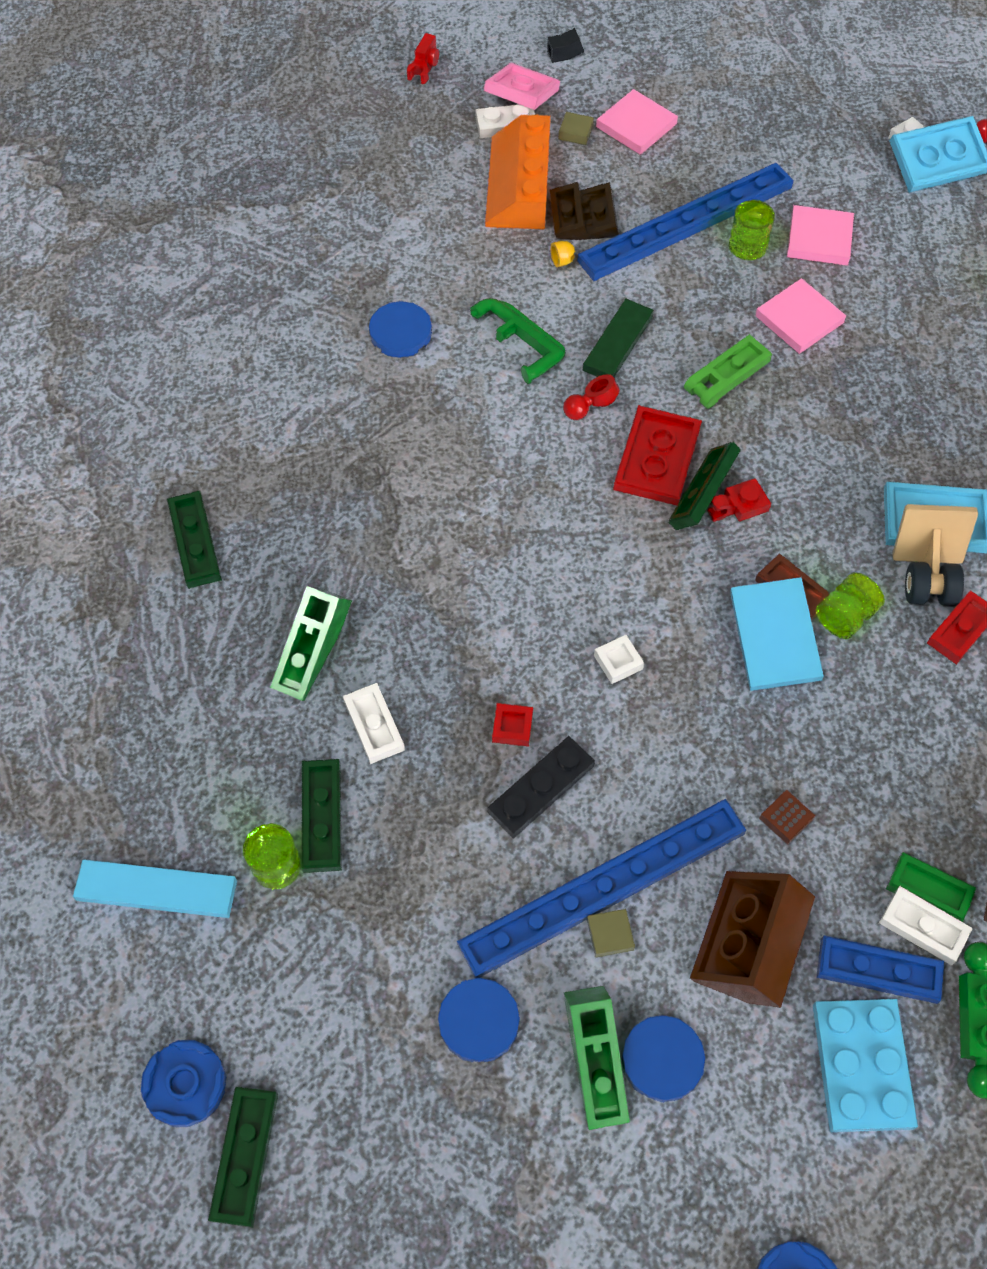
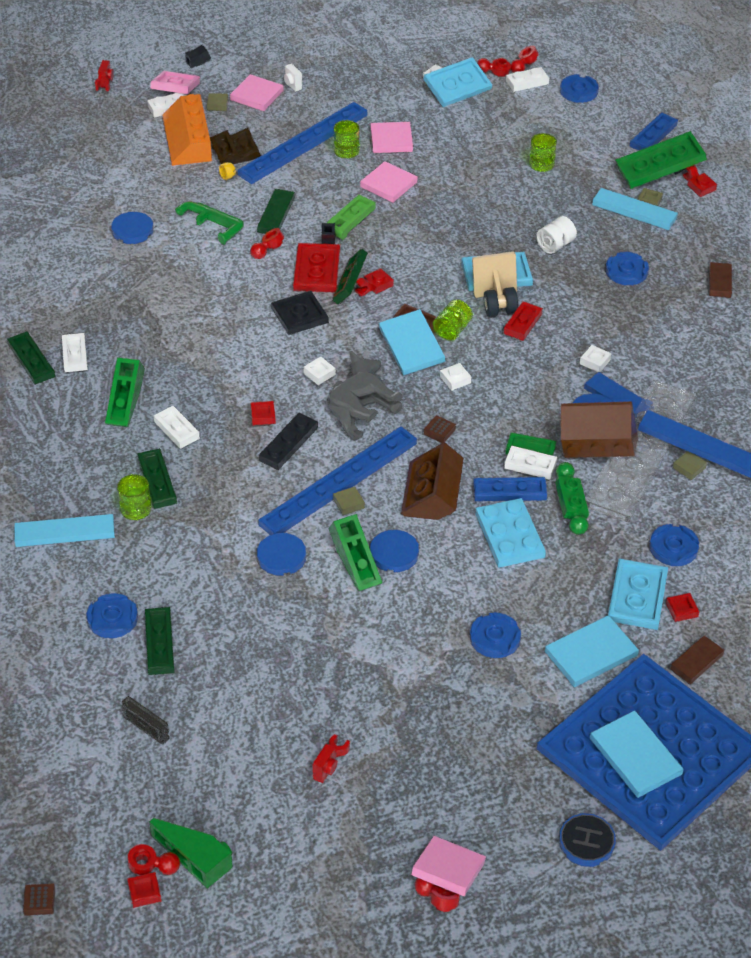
camera: 15 degrees left, 15 degrees down
(257, 545) = (74, 352): none -> white plate
(613, 536) = (299, 312): none -> black tile
(671, 715) = (362, 388): none -> dark grey animal
(687, 400) = (328, 233): none -> black piece
(695, 105) = (293, 77): none -> white plate
(833, 713) = (455, 376): none -> white plate

